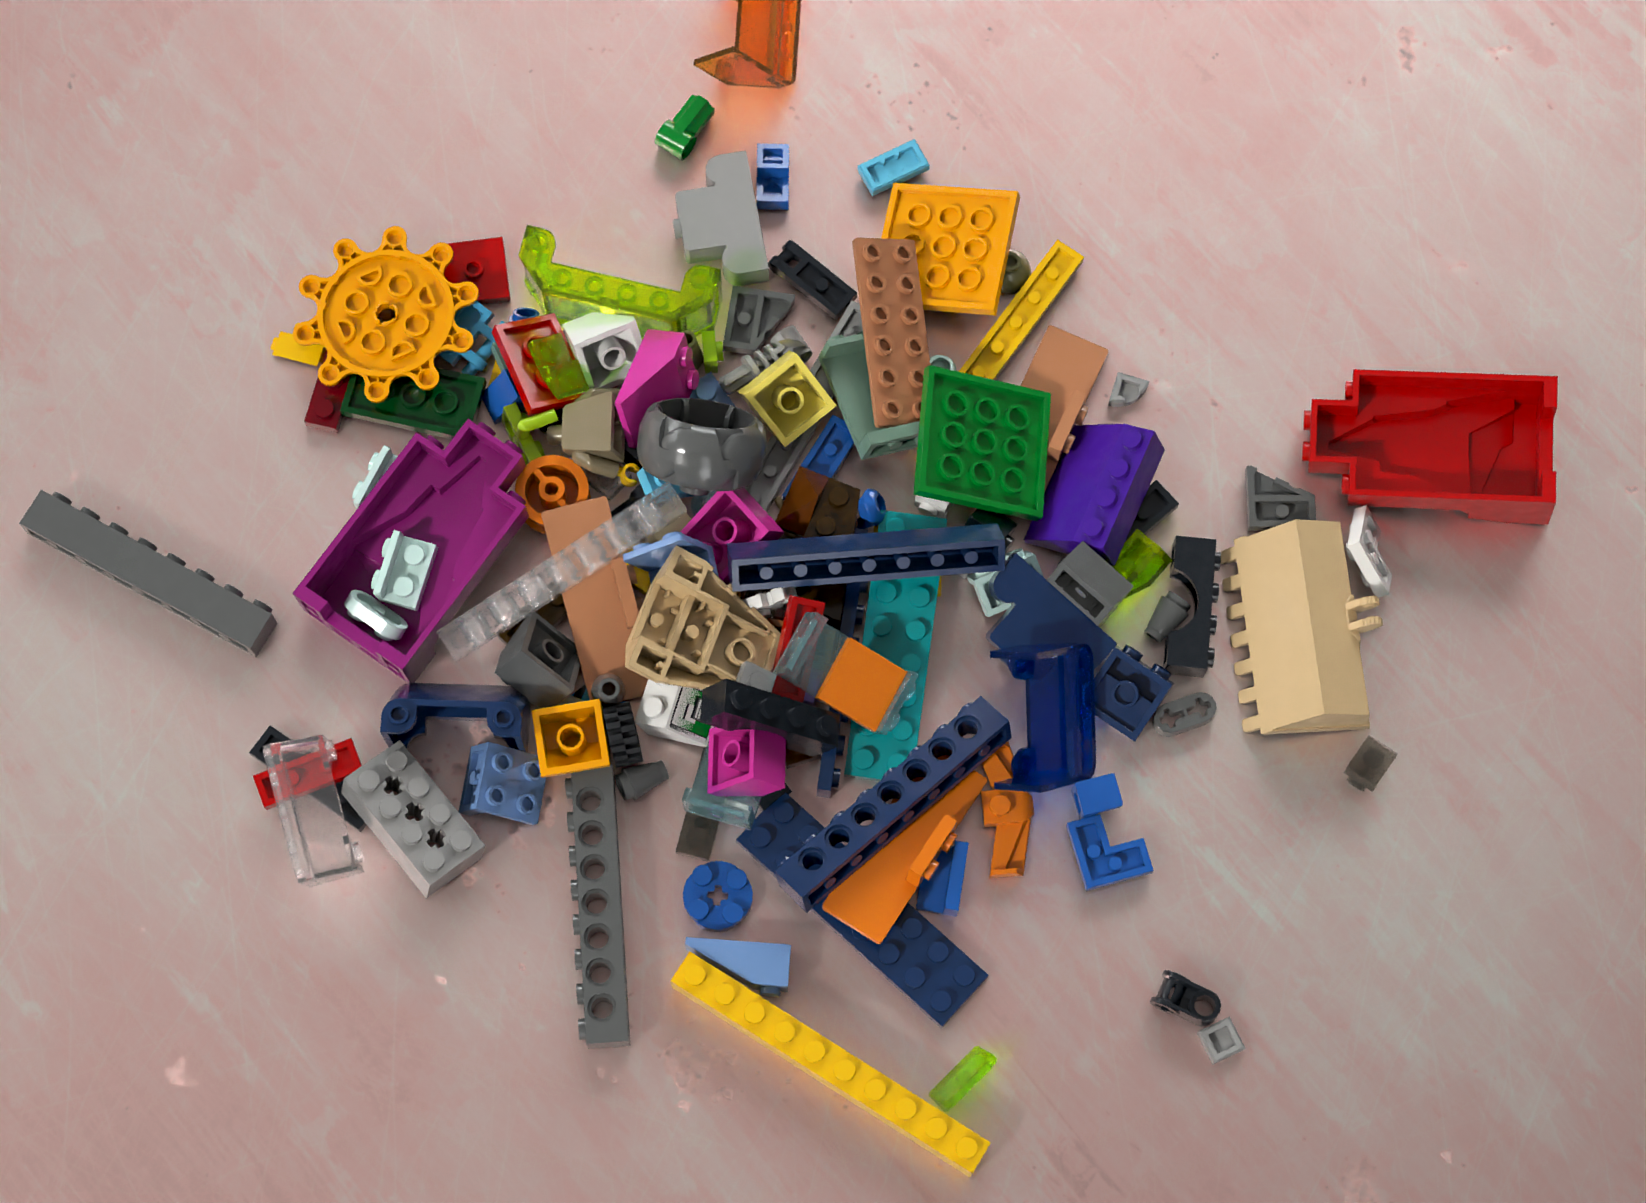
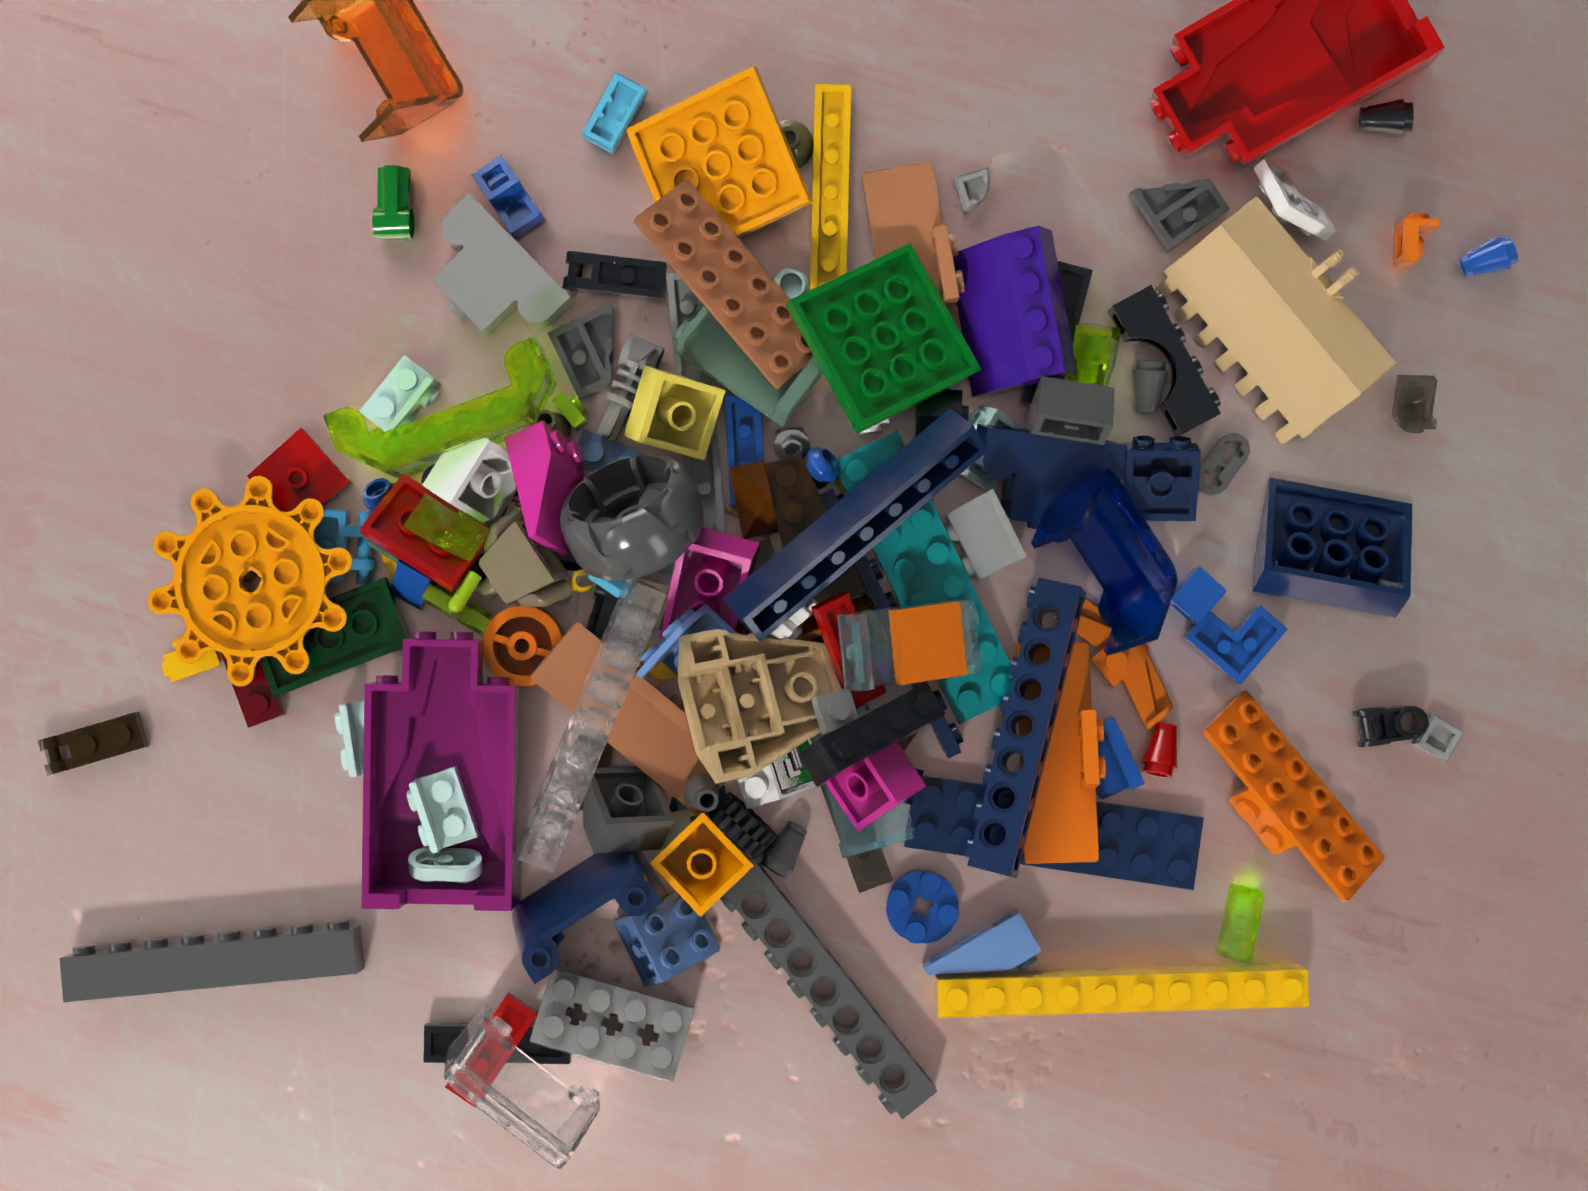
camera: 25 degrees left, 15 degrees up
(182, 359) = (94, 743): none -> dark brown plate
(596, 256) = (400, 395): none -> light aqua bracket
(860, 477) = (791, 443): none -> light grey plate
(959, 639) = (984, 536): none -> light grey slope
(988, 901) = (1161, 751): none -> red cone
(1066, 1005) = (1288, 800): none -> orange bracket
(1231, 833) = (1334, 548): none -> dark blue slope
(1445, 638) = (1407, 243): none -> orange bracket
(1486, 540) = (1387, 117): none -> black cone
(1500, 694) = (1490, 256): none -> blue cone

